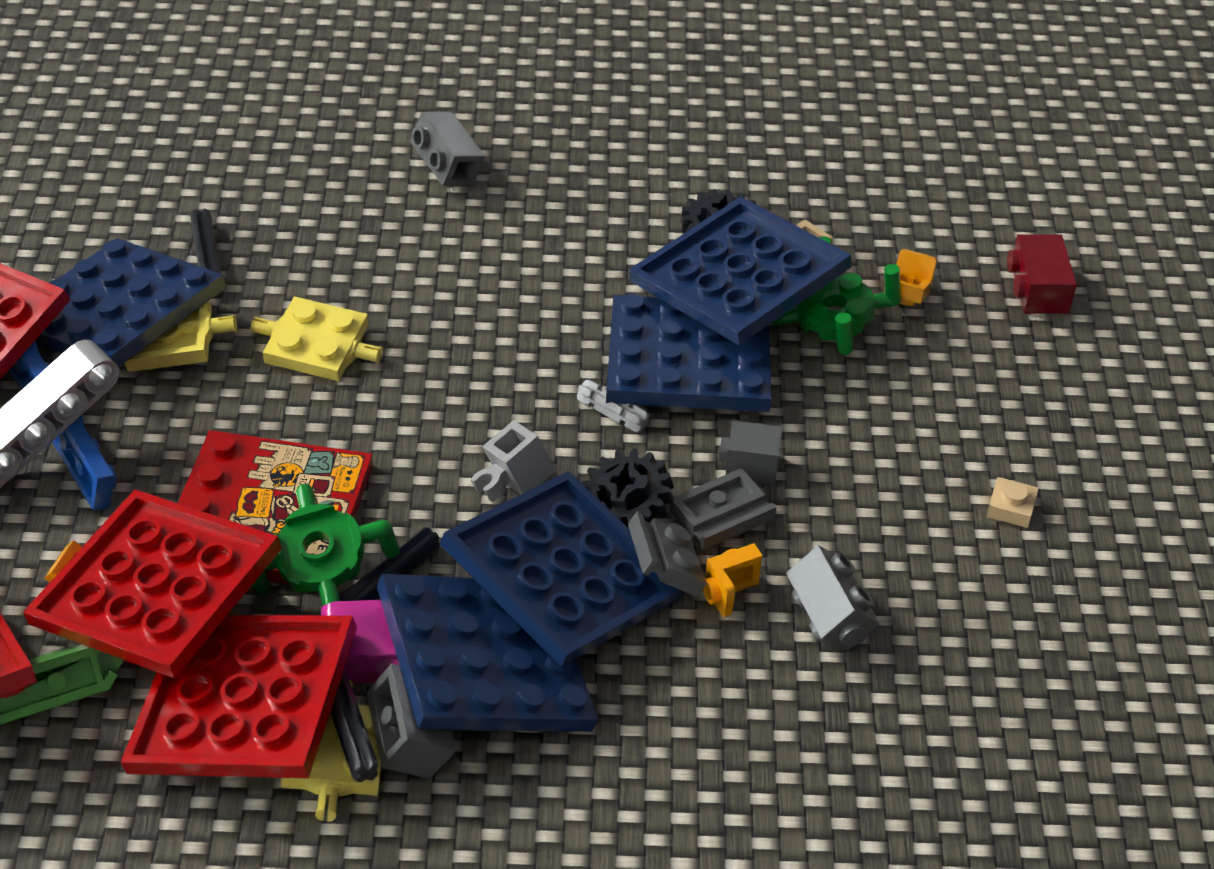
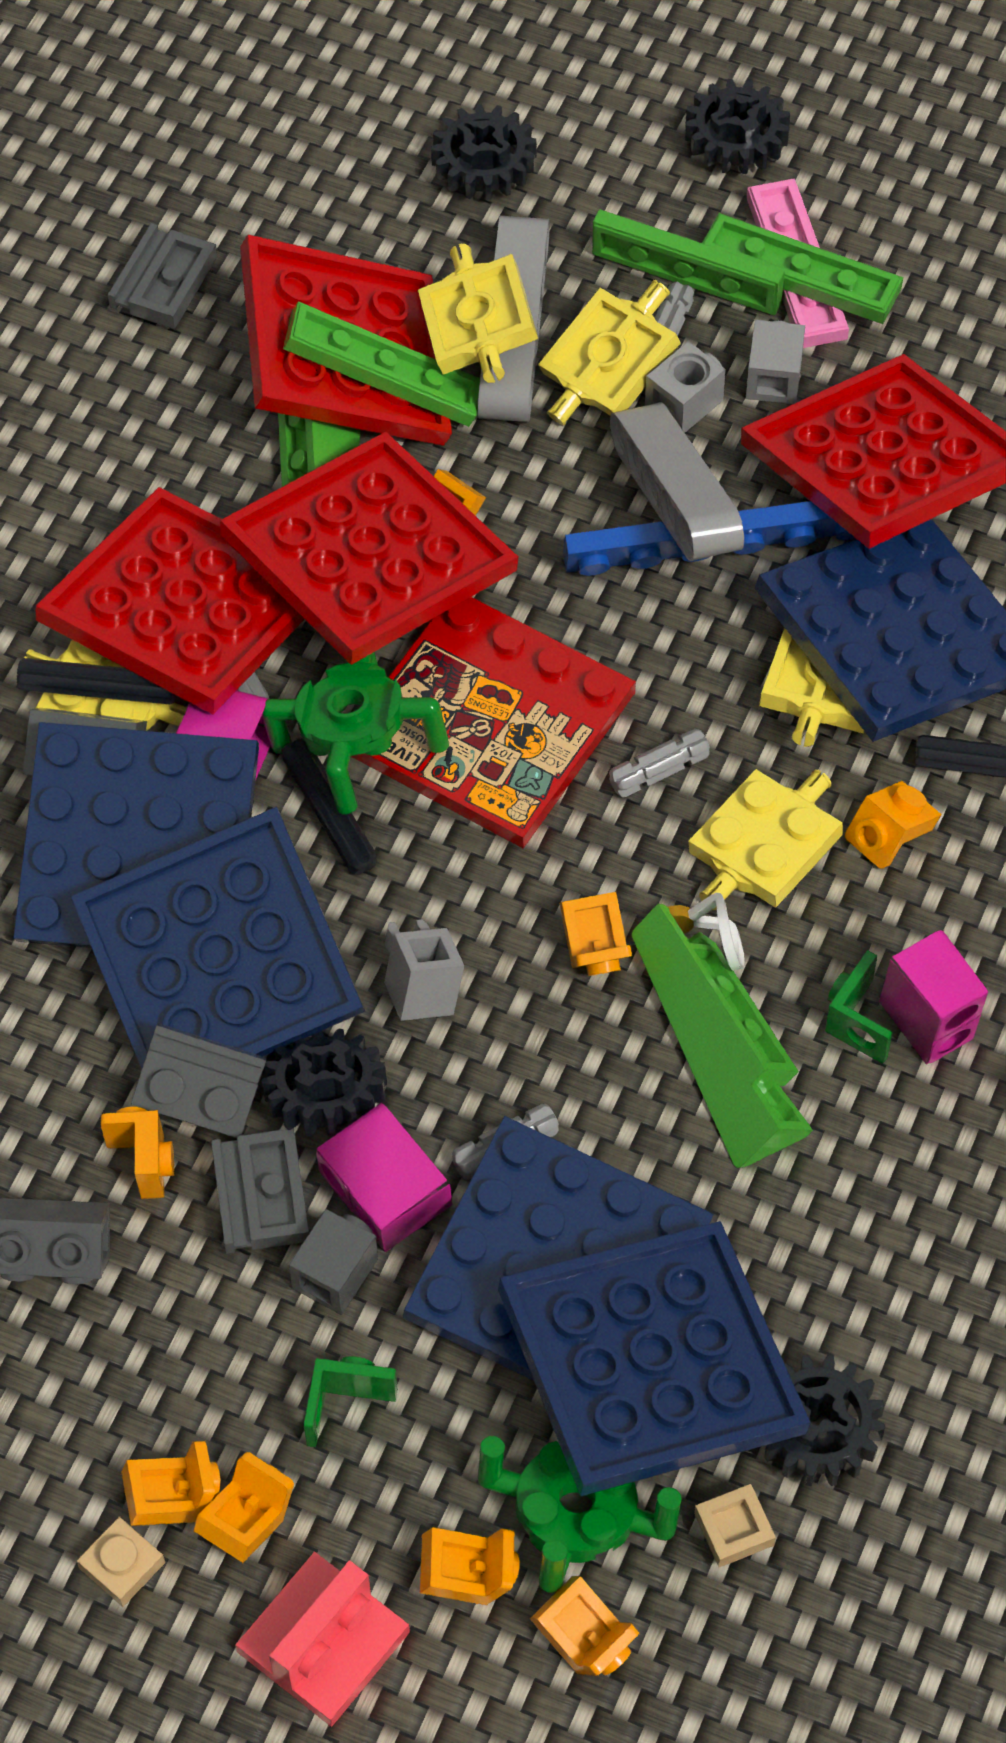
camera: 115 degrees right, 15 degrees up
(274, 405) = (659, 762): none -> light grey axle
(279, 276) = (890, 820): none -> light orange bracket
(401, 358) = (730, 936): none -> white piece
(415, 220) = (942, 1005): none -> dark pink piece
(429, 267) = (844, 997): none -> green bracket
(439, 395) = (595, 933): none -> light orange bracket
(485, 320) = (723, 1039): none -> bright green wedge
(684, 438) = (384, 1176): none -> dark pink piece
(835, 430) = (346, 1377): none -> green bracket
(903, 336) = (468, 1565): none -> light orange bracket
(945, 445) = (246, 1508): none -> light orange bracket
(951, 482) = (170, 1487): none -> light orange bracket
(991, 392) = (323, 1637): none -> coral bracket

